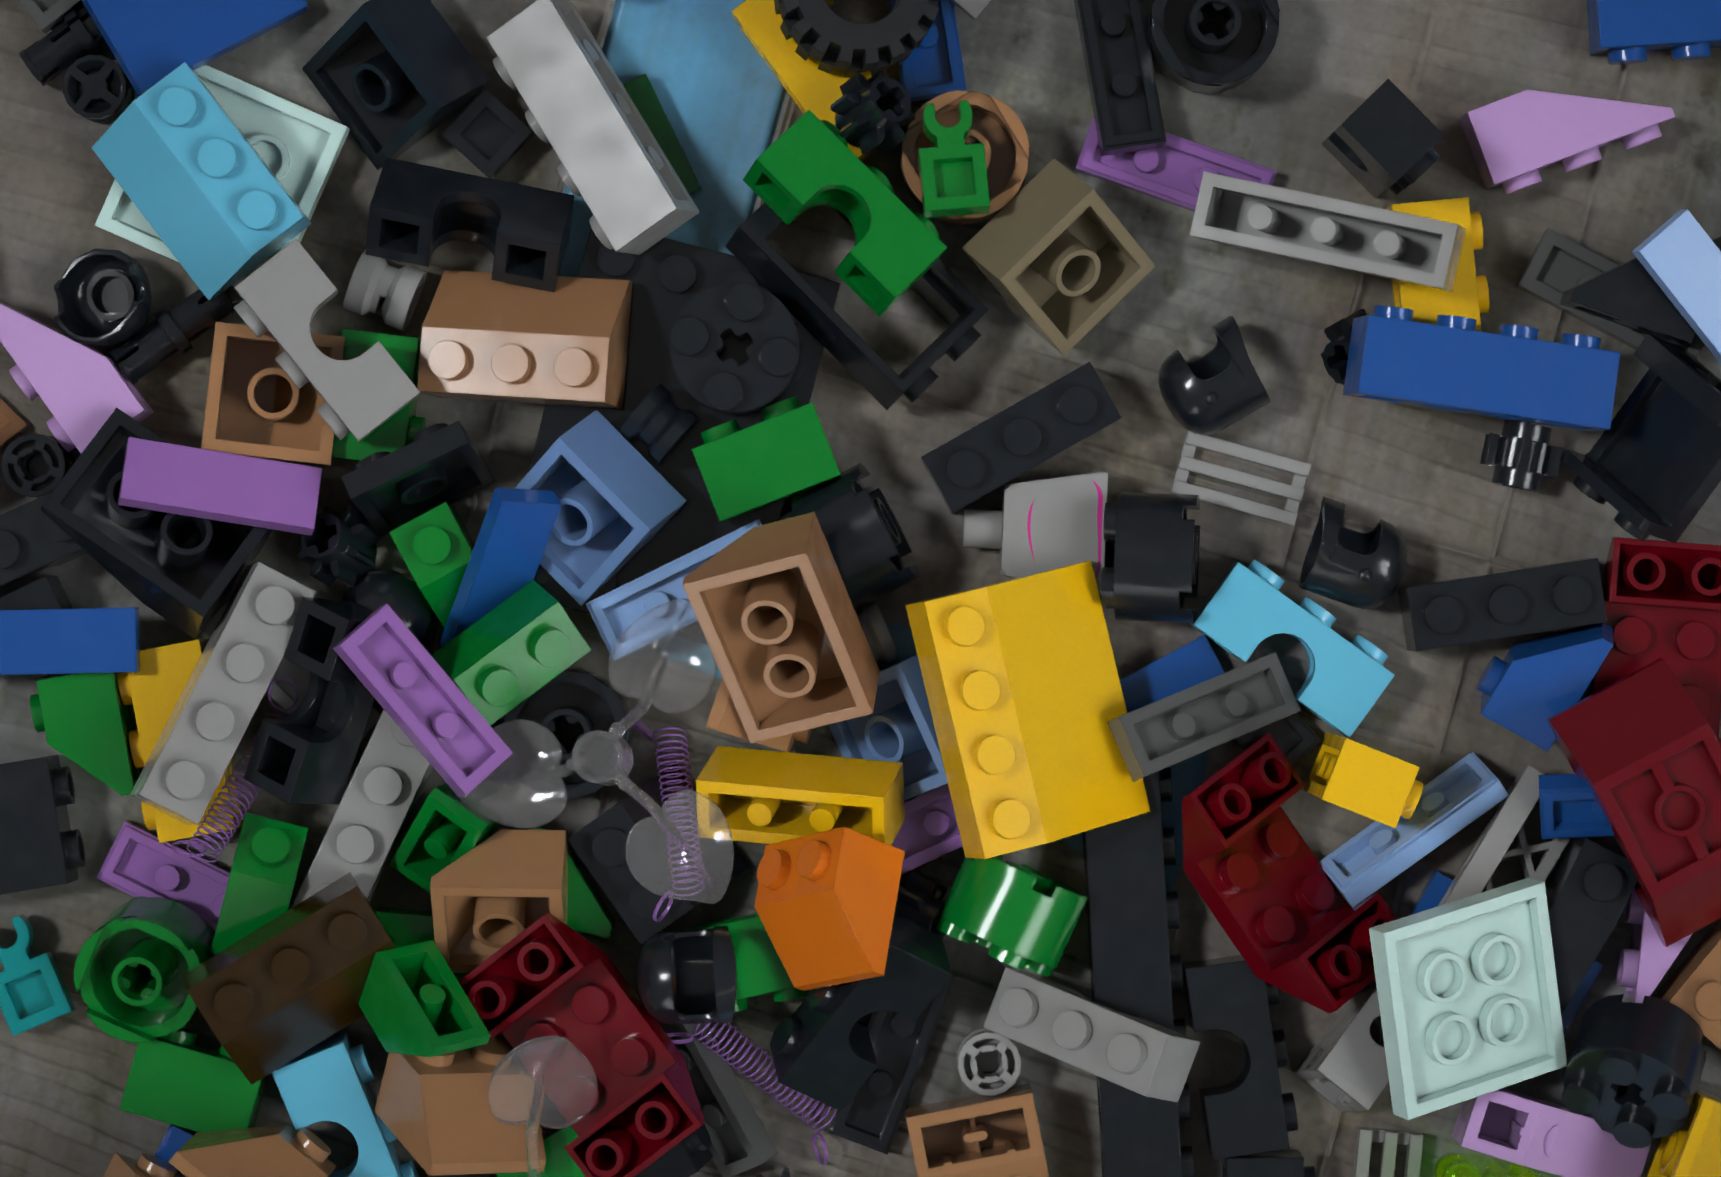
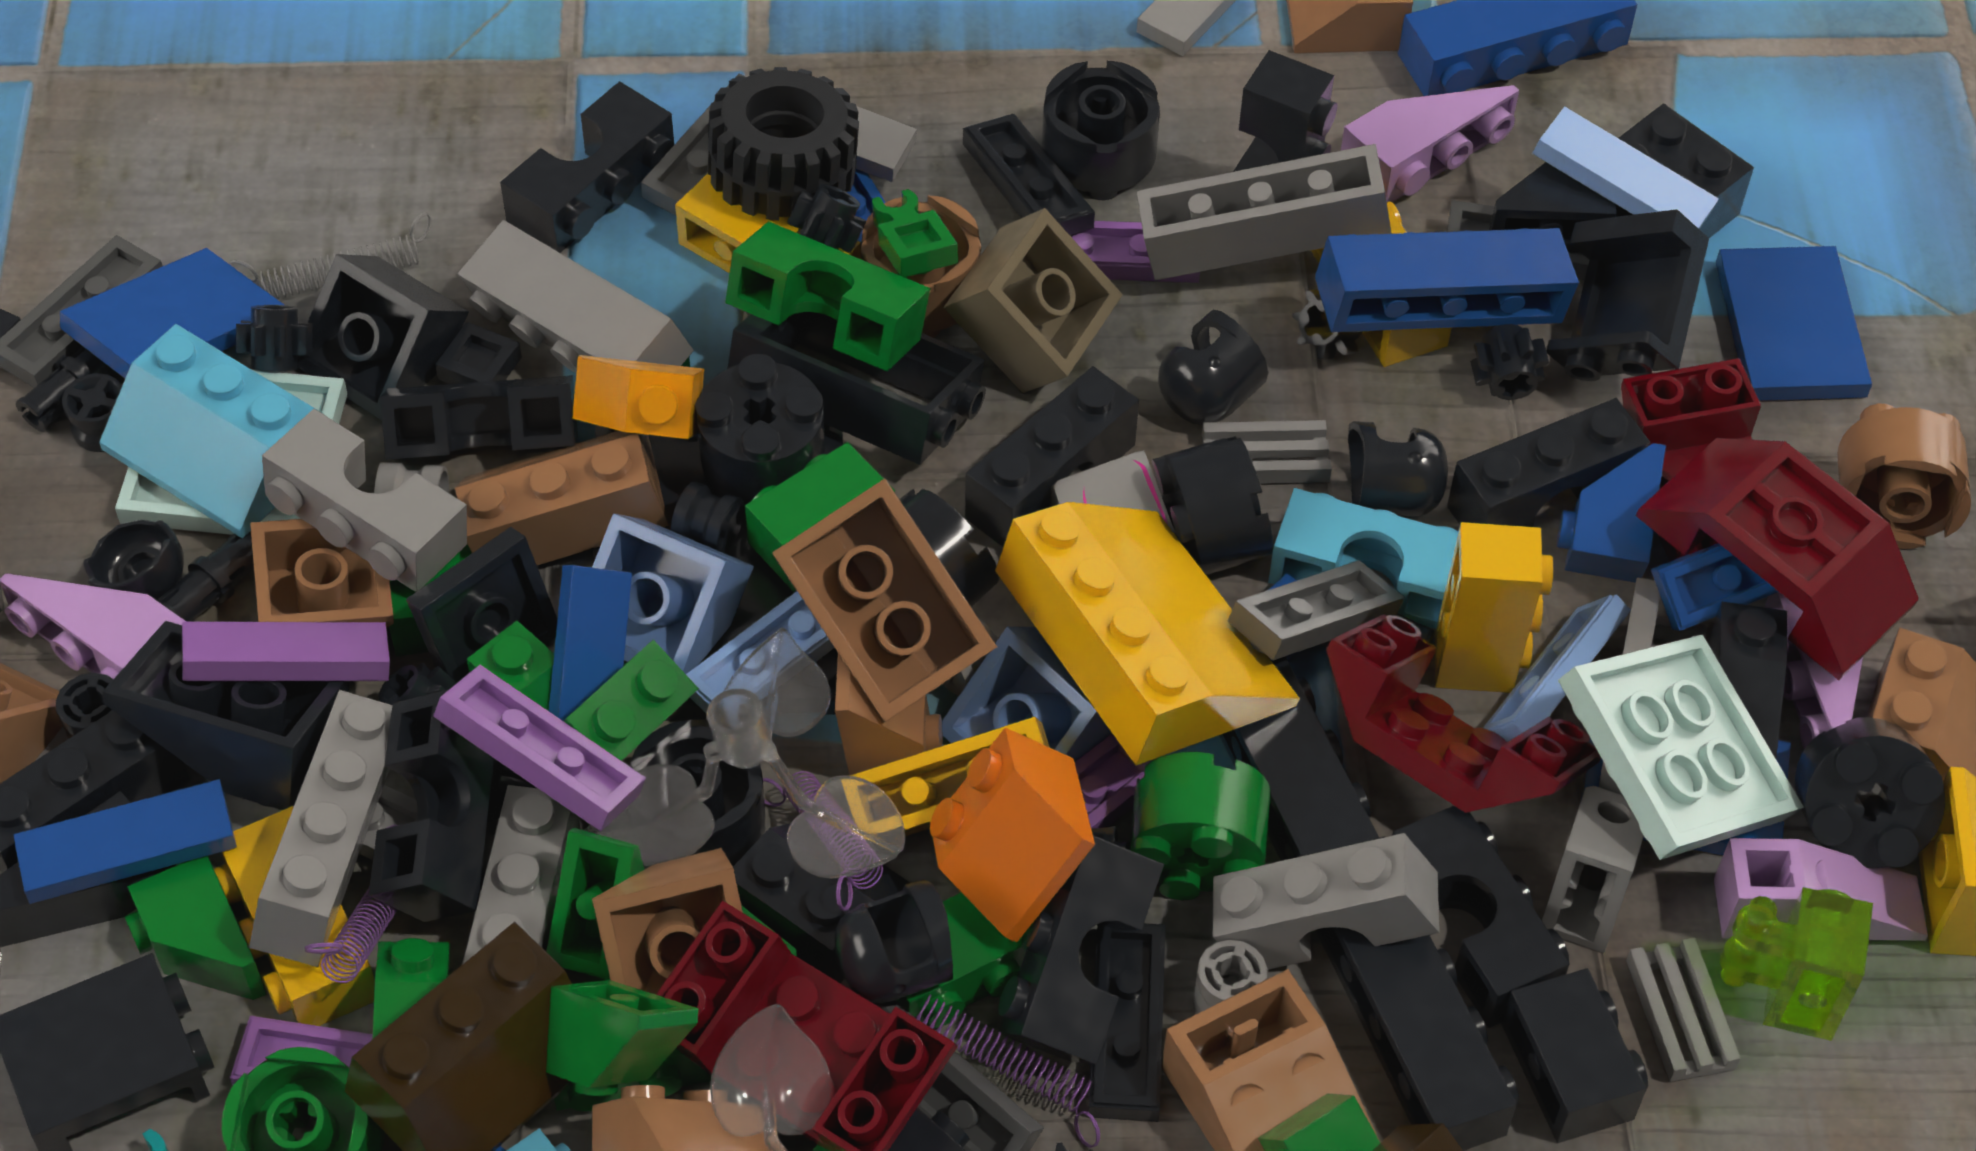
camera: 20 degrees left, 35 degrees down
(286, 60) = (274, 337): none -> black gear
(622, 292) = (637, 396): none -> light orange slope

